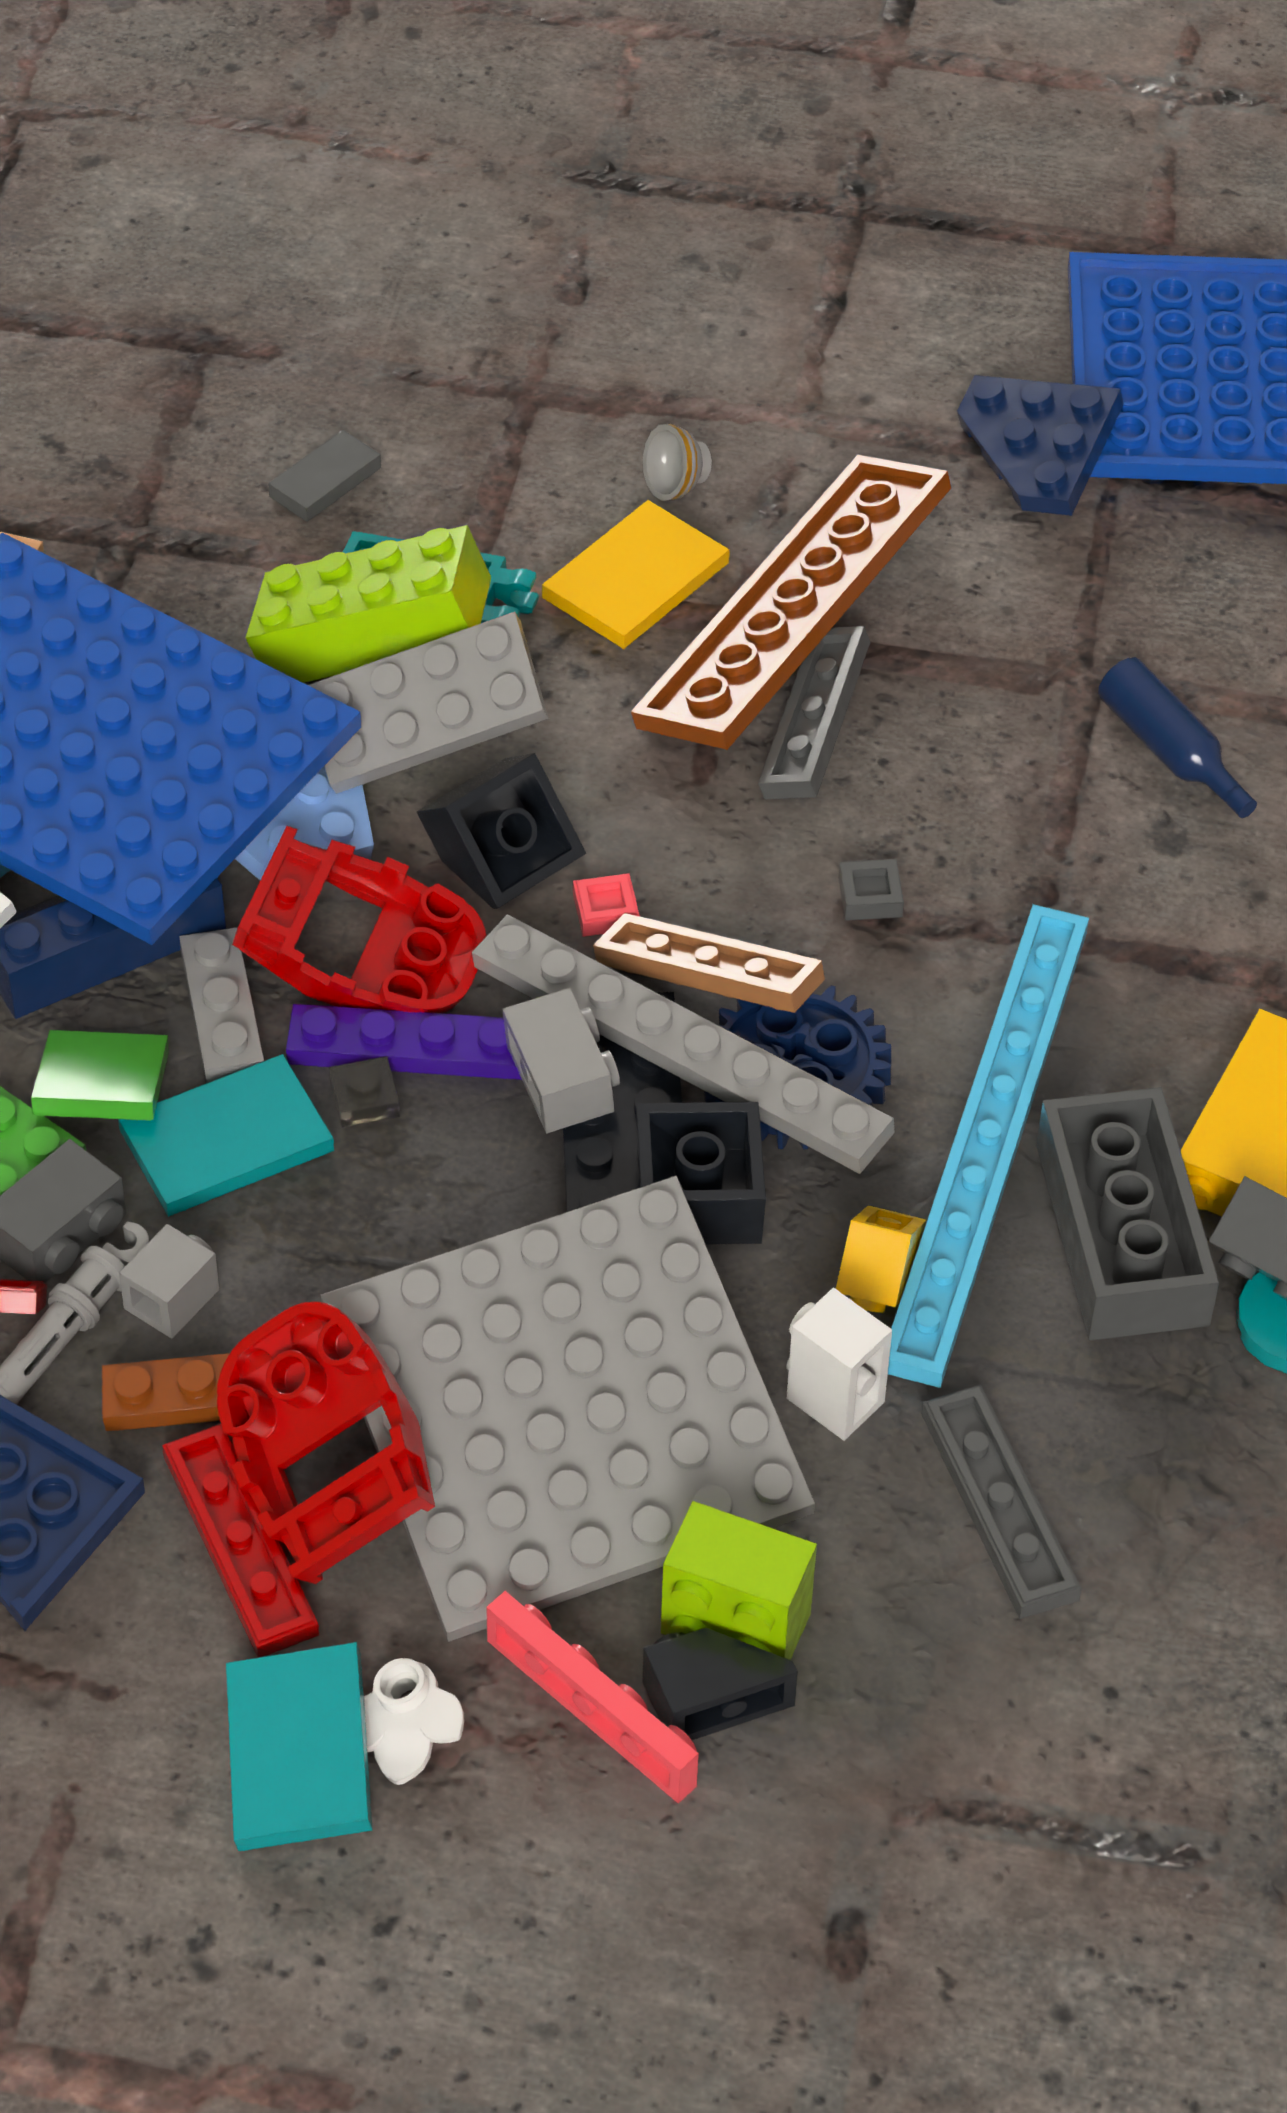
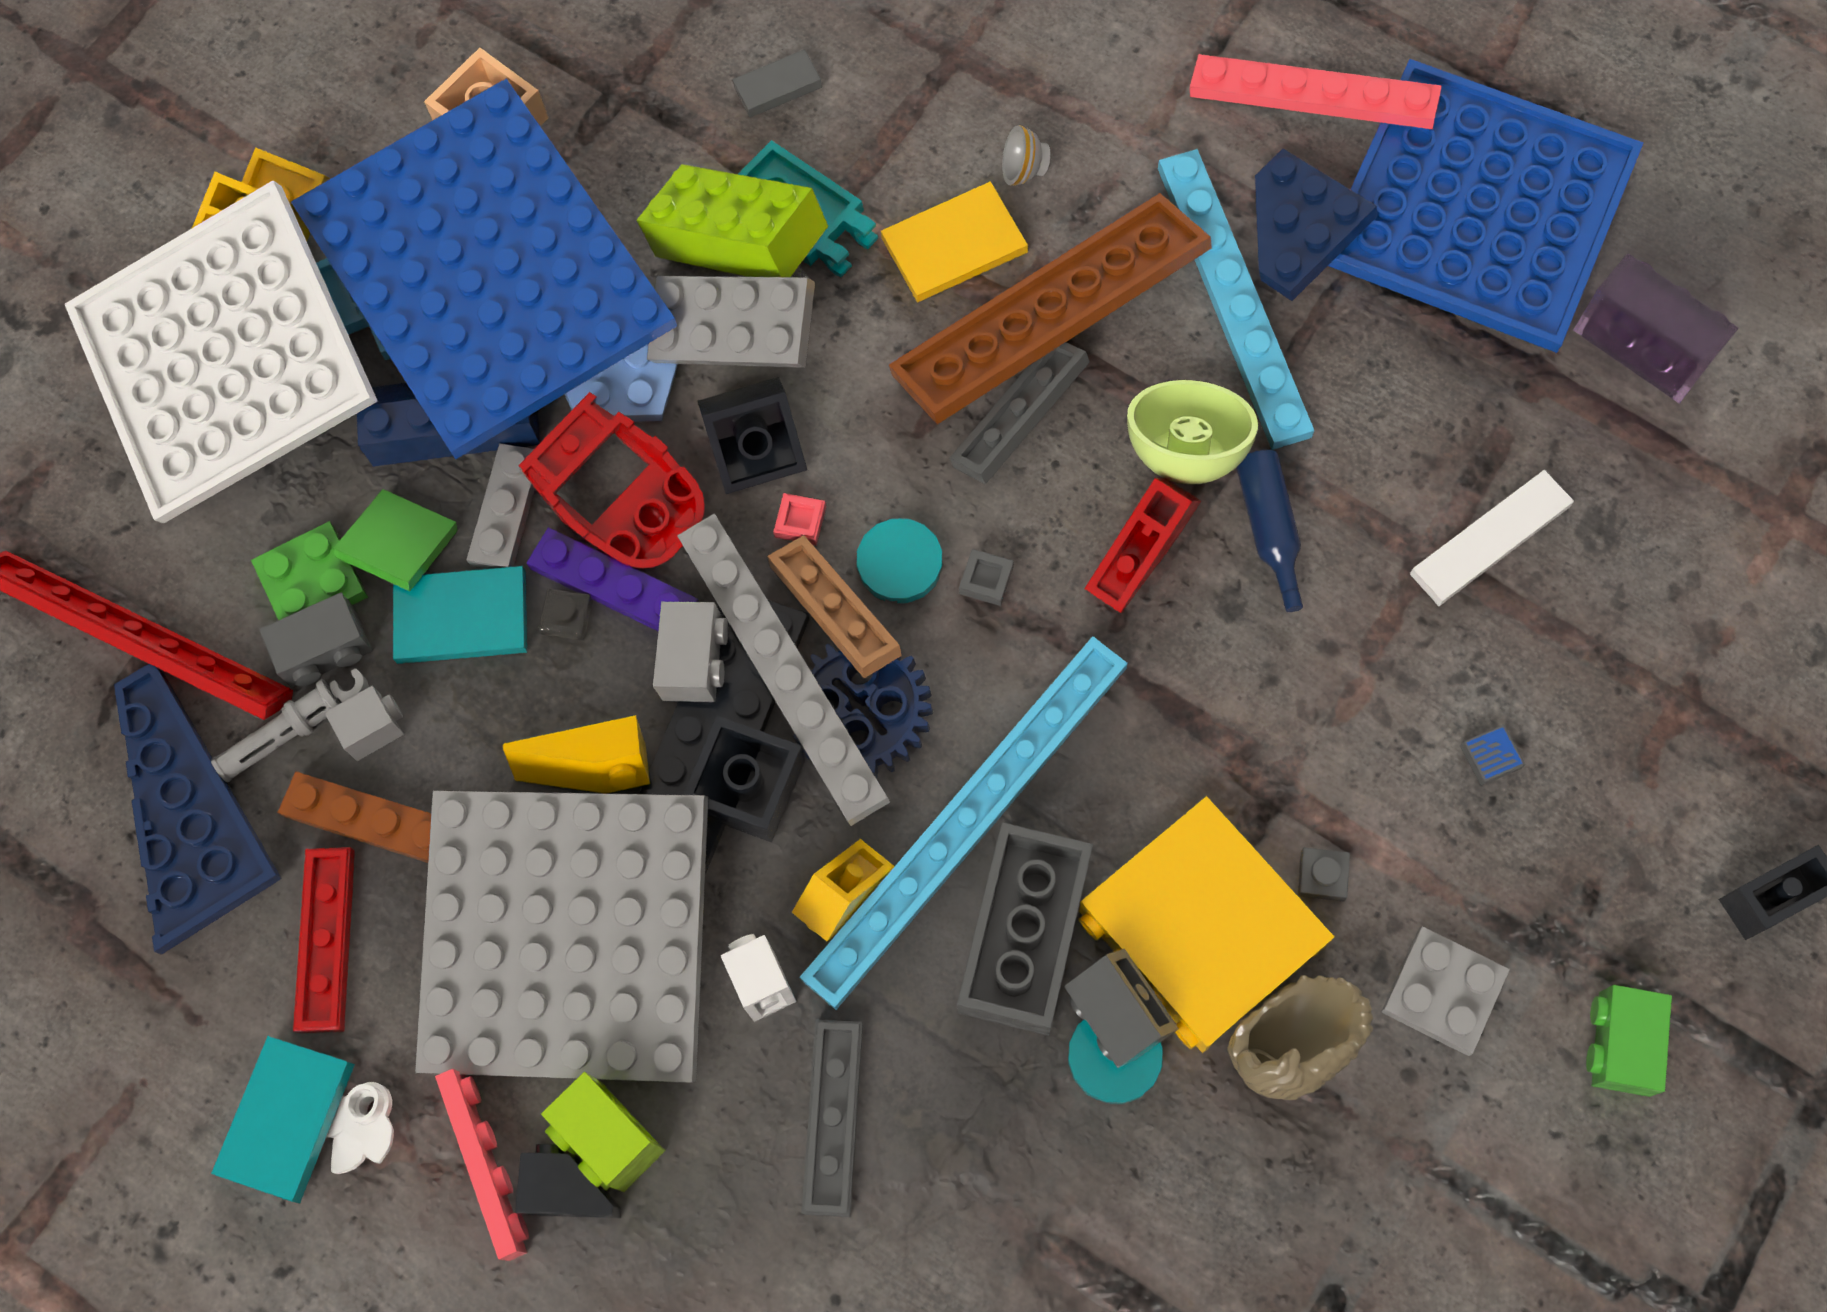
camera: 30 degrees right, 20 degrees up
(294, 1391) = (386, 855): red slope -> none
(489, 1205) = (585, 758): none -> yellow slope
(755, 904) = (899, 560): none -> teal tile
(979, 310) = (1315, 91): none -> coral plate
(1013, 544) = (1238, 304): none -> medium azure plate
(1036, 665) = (1191, 430): none -> yellowish green piece
(1037, 795) = (1142, 543): none -> red slope

